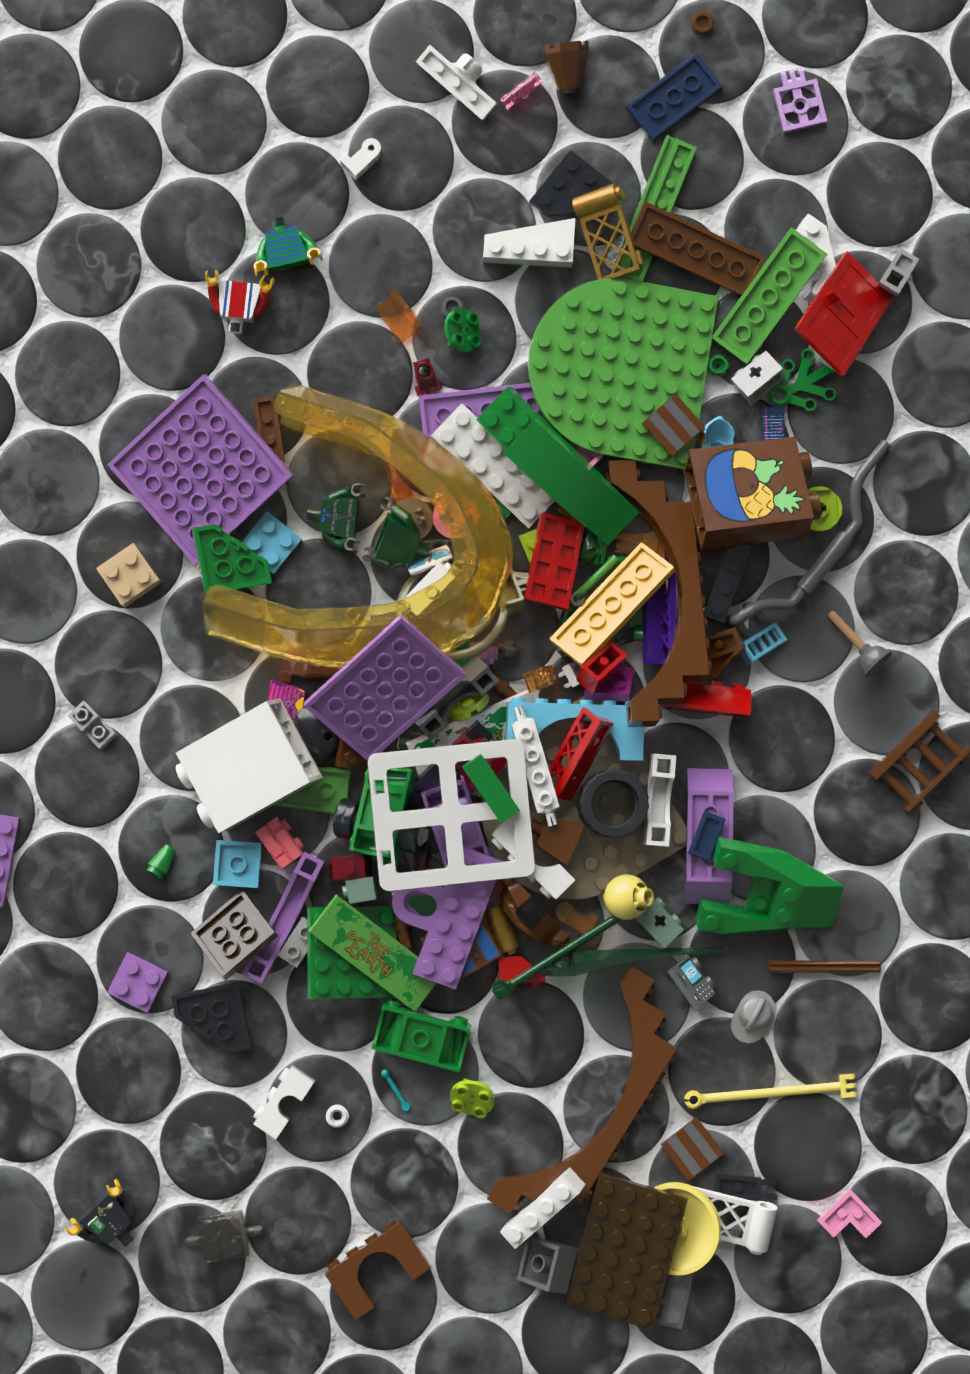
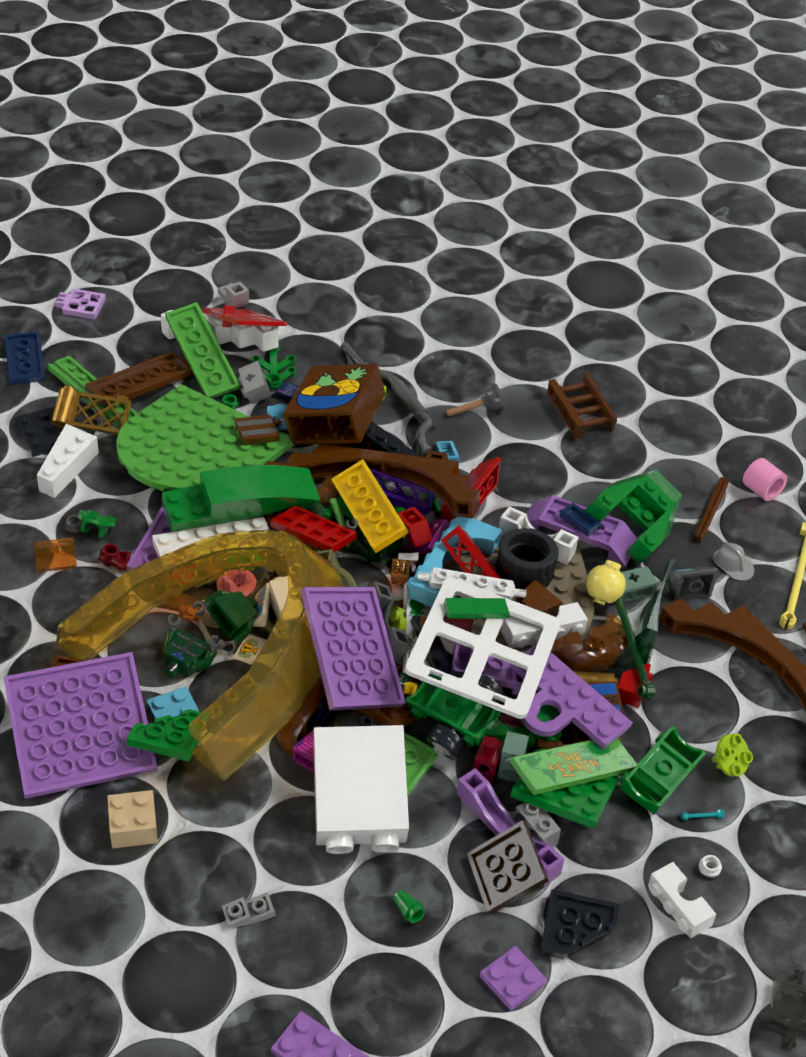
camera: 70 degrees left, 40 degrees down
(237, 863) = (441, 847): medium azure plate -> none
(280, 842) = (439, 805): coral brick -> none
(380, 575) = (249, 649): none -> white sticker
(892, 1012) = (764, 479): none -> bright pink piece

